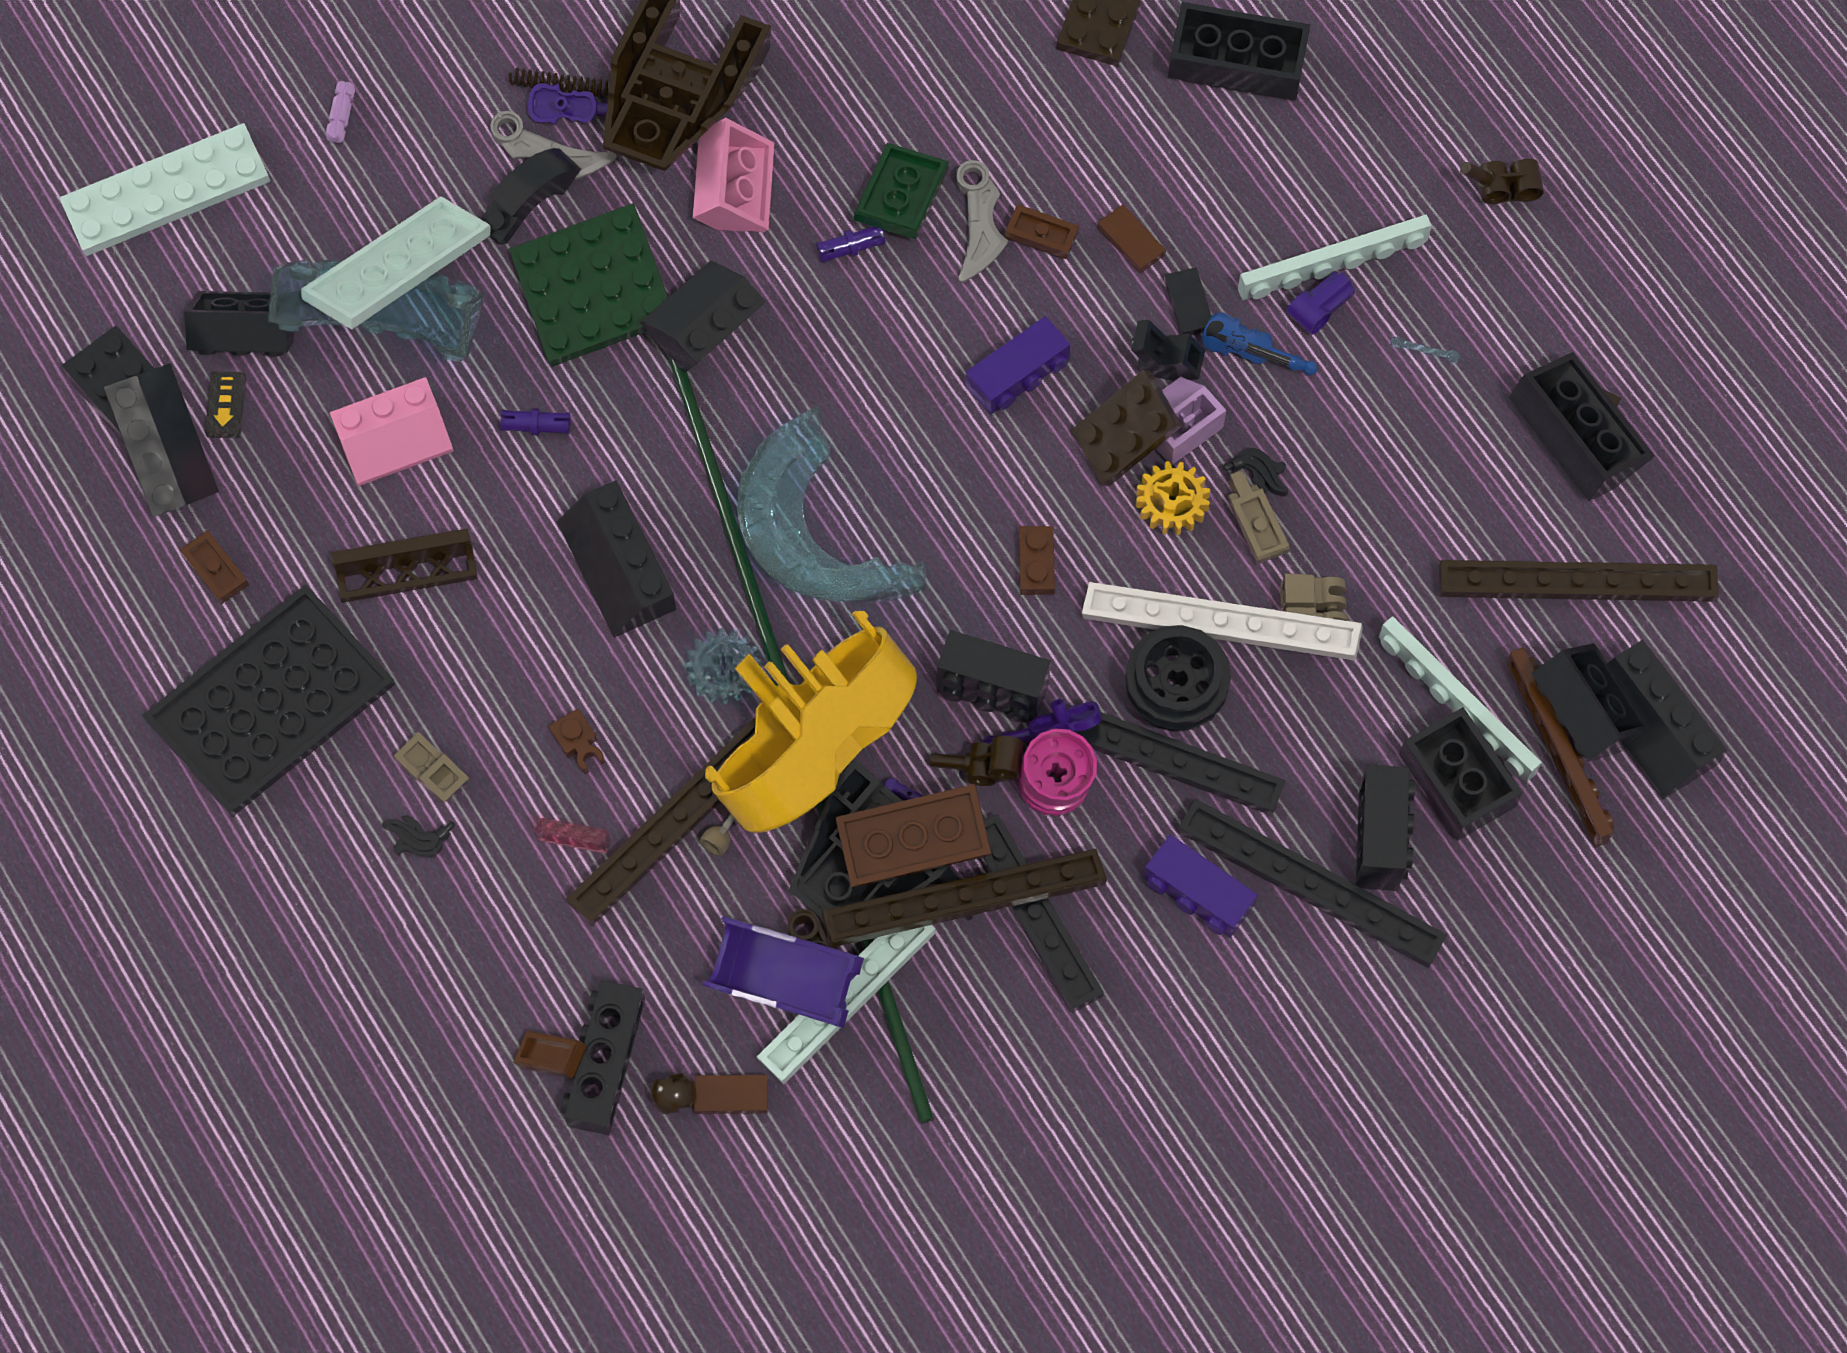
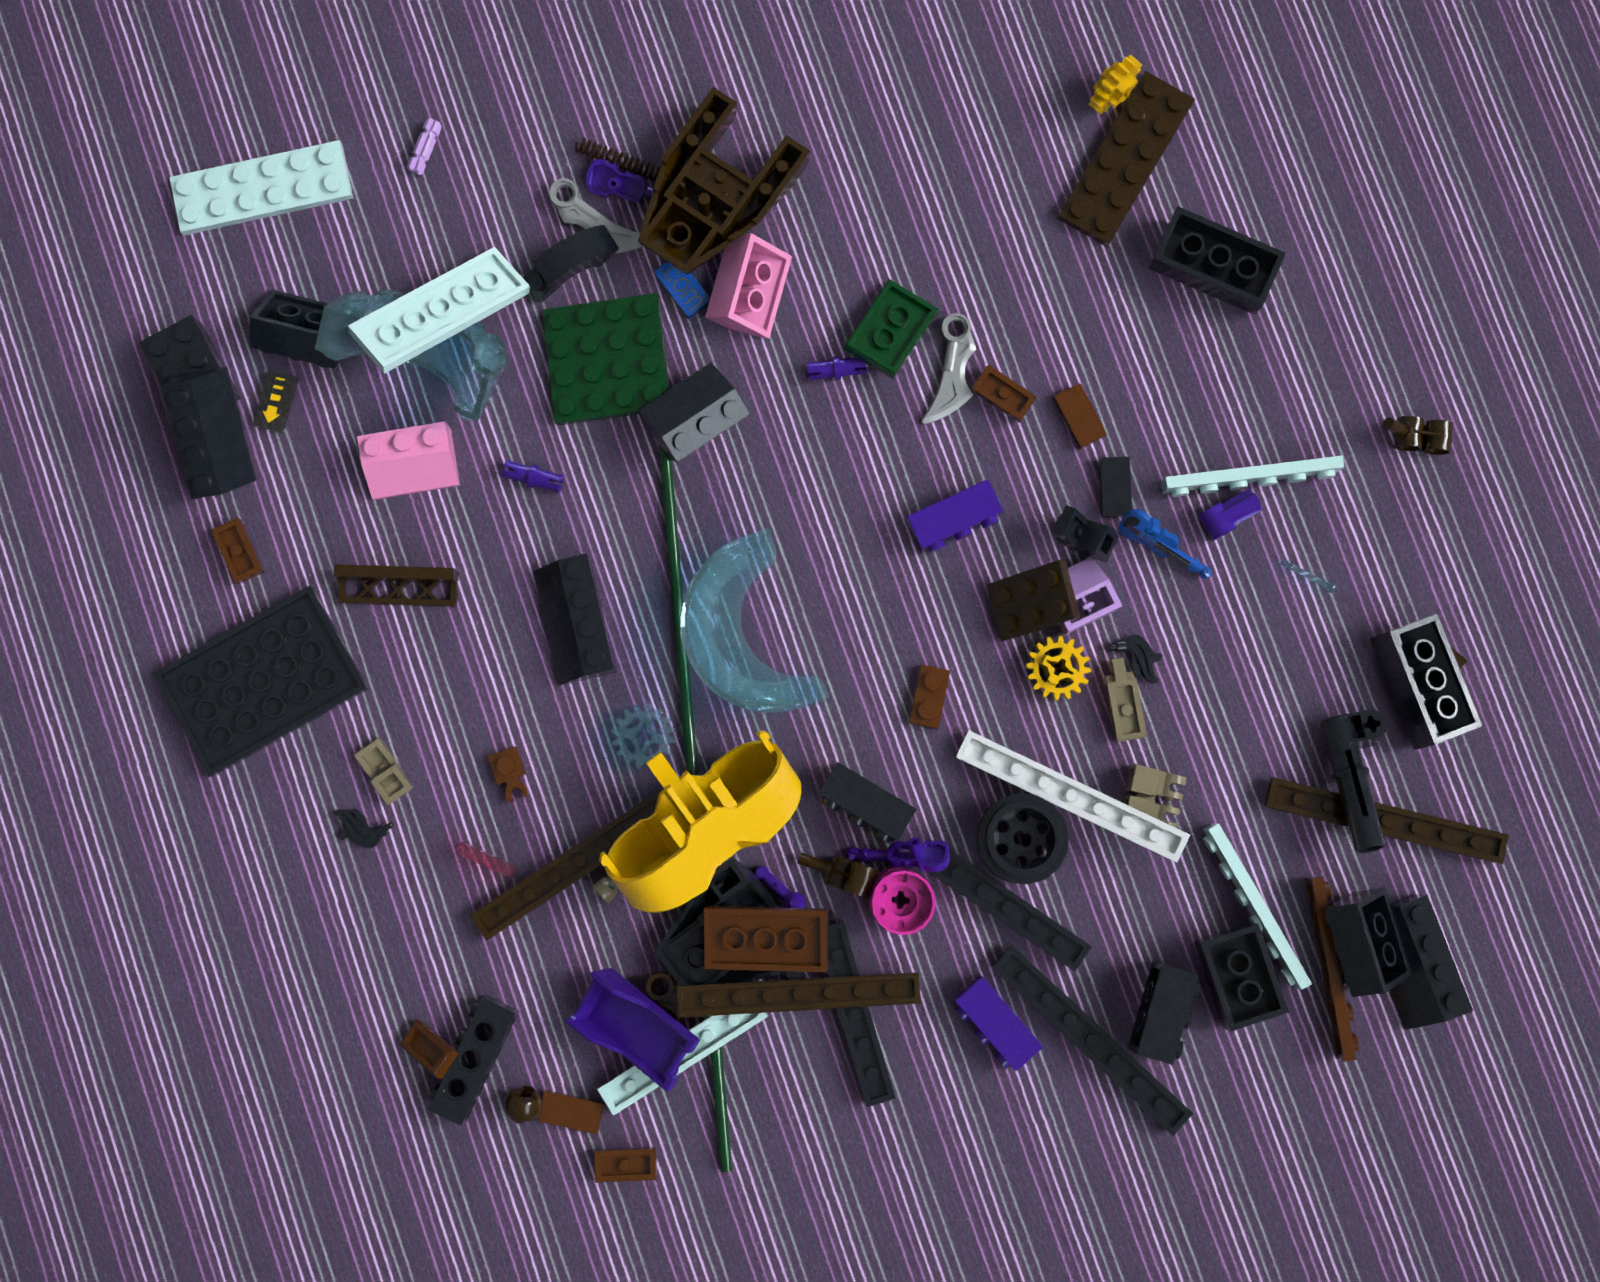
camera: 15 degrees right, 15 degrees up
(660, 196) = (683, 289): none -> blue tile
(808, 1136) = (625, 1164): none -> reddish brown plate
(1510, 502) = (1352, 774): none -> black piece

